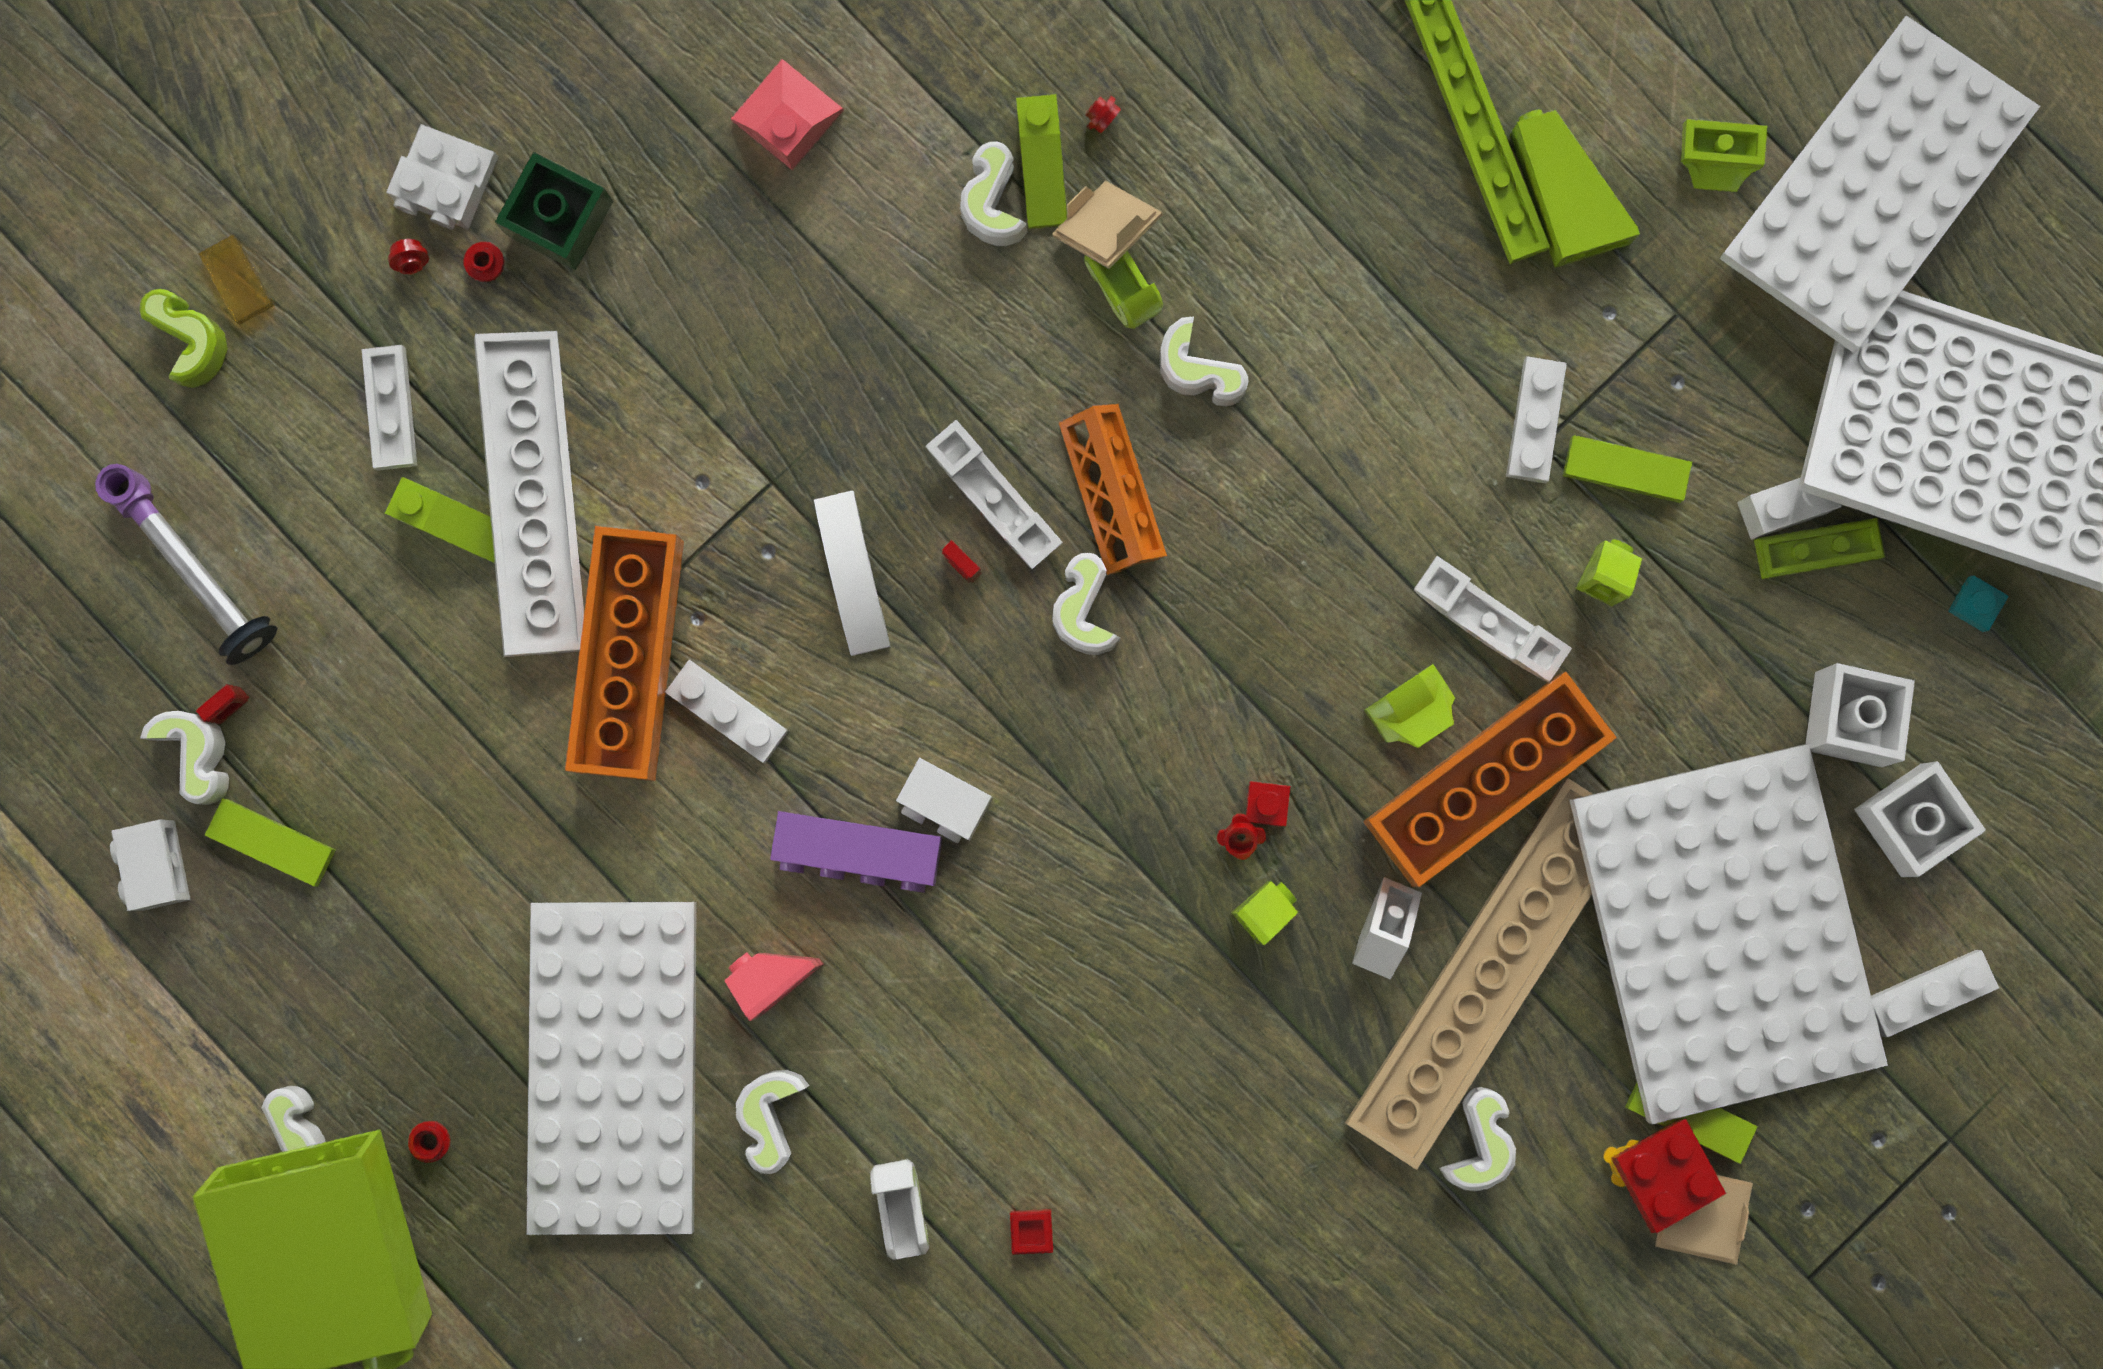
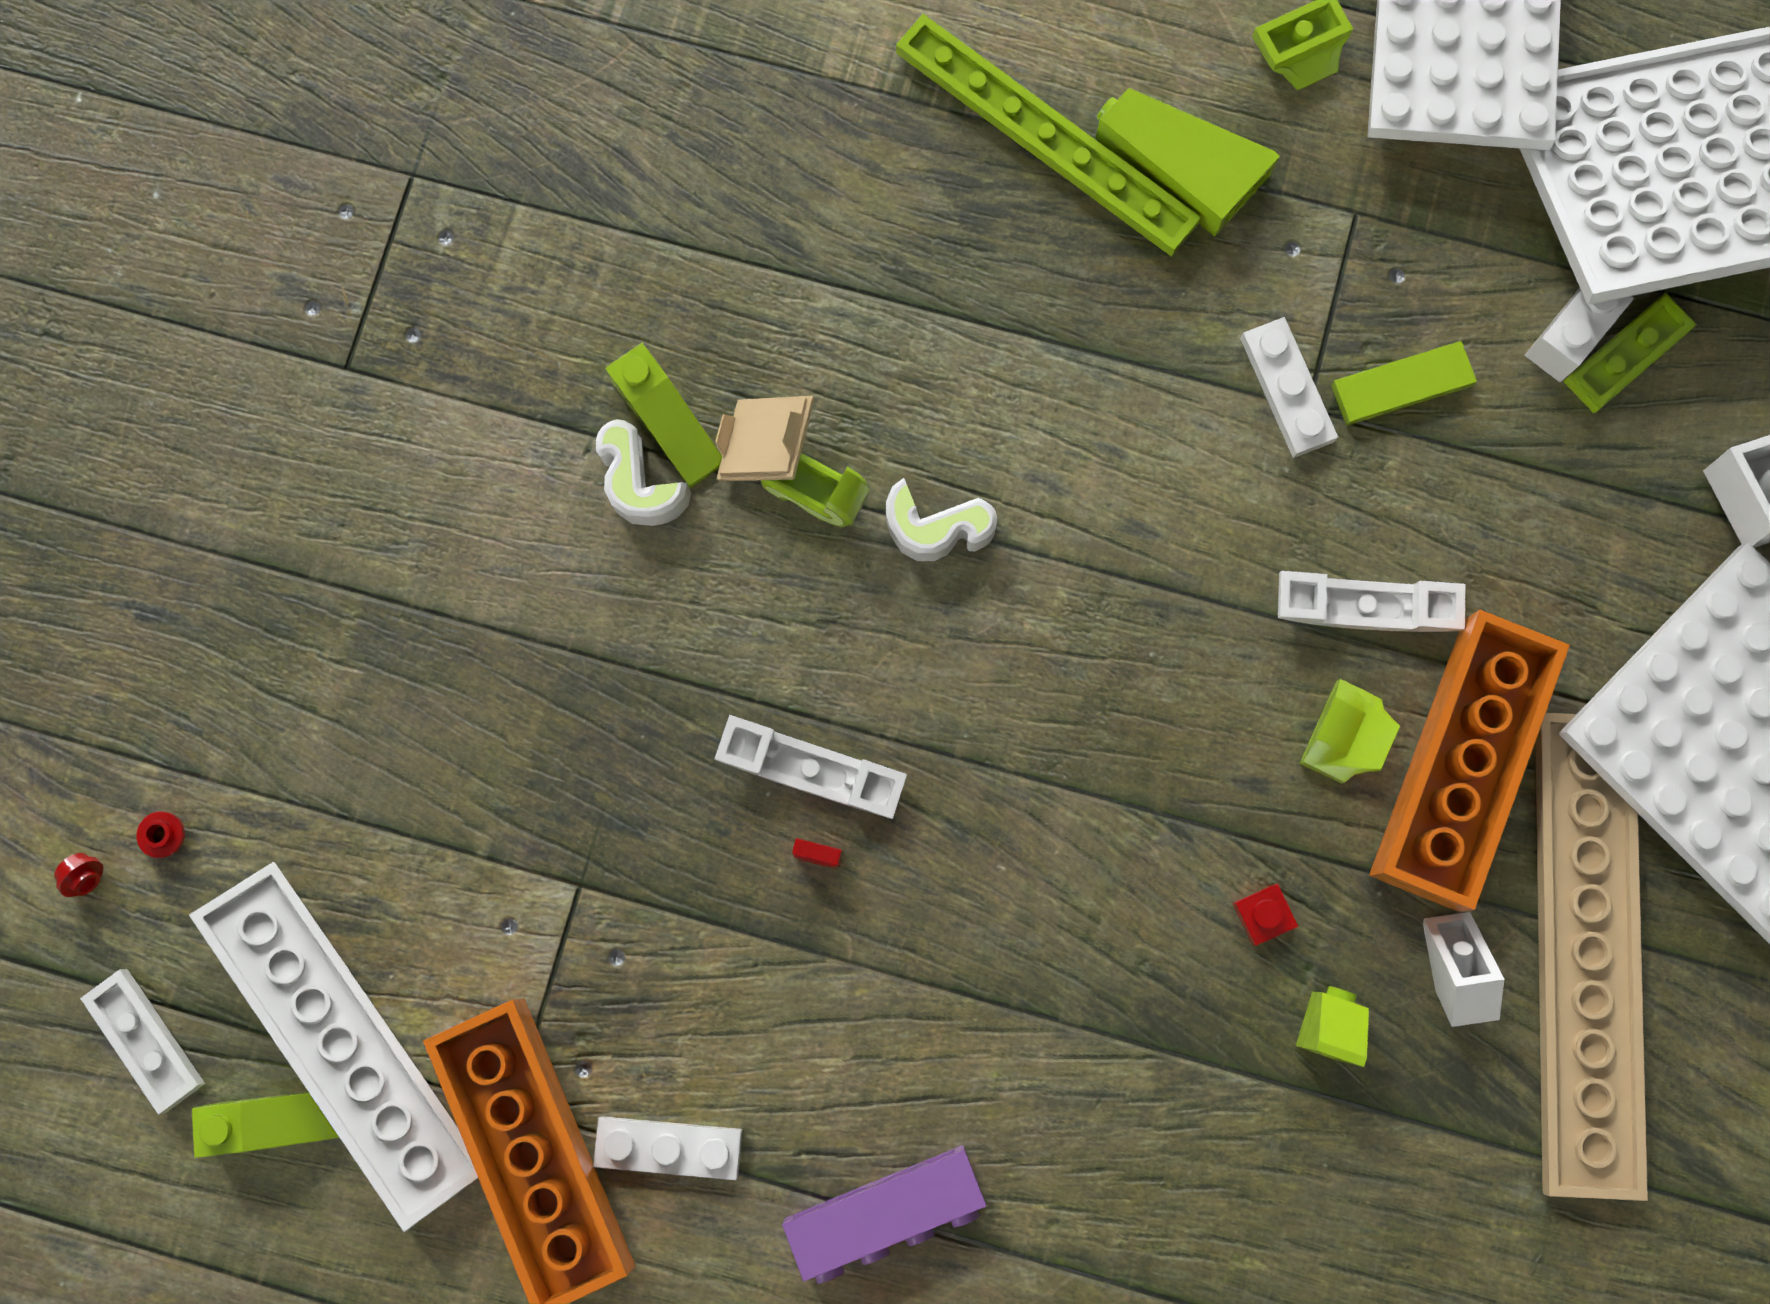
camera: 30 degrees left, 5 degrees down
(442, 178) = (71, 776): white plate -> none
(554, 211) = (203, 742): dark green brick -> none
(787, 114) = (387, 514): coral slope -> none
(851, 573) = (713, 930): white slope -> none
(944, 800) = (943, 1108): white brick -> none
(1074, 605) = (956, 828): animal -> none
(1102, 113) = (697, 337): red plate -> none
(1119, 484) = (925, 675): orange fence -> none
(1241, 848) = (1267, 974): red plate -> none
(1492, 1143) = (1710, 1131): white animal -> none
(1610, 573) = (1456, 490): lime slope -> none

